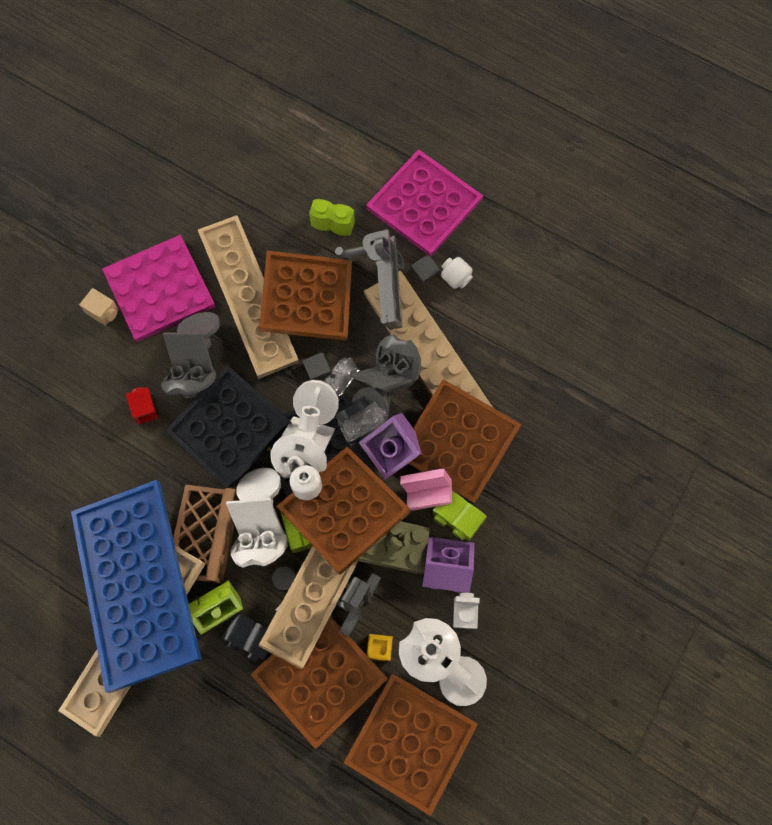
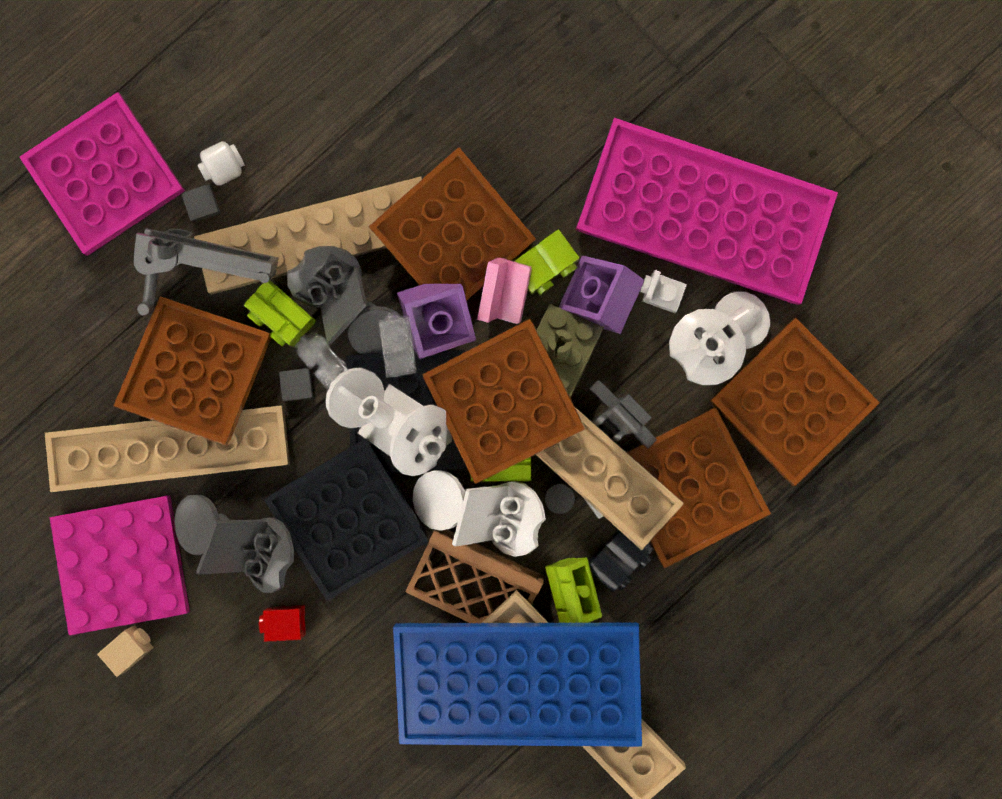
camera: 70 degrees left, 15 degrees up
(305, 482) = (467, 446): white head -> none
(332, 217) = (85, 309): lime brick -> none
(351, 409) = (374, 354): black piece -> none
(363, 340) = (279, 313): none -> lime brick
(379, 647) = (674, 406): yellow tile -> none
(539, 630) = (707, 211): none -> dark pink plate

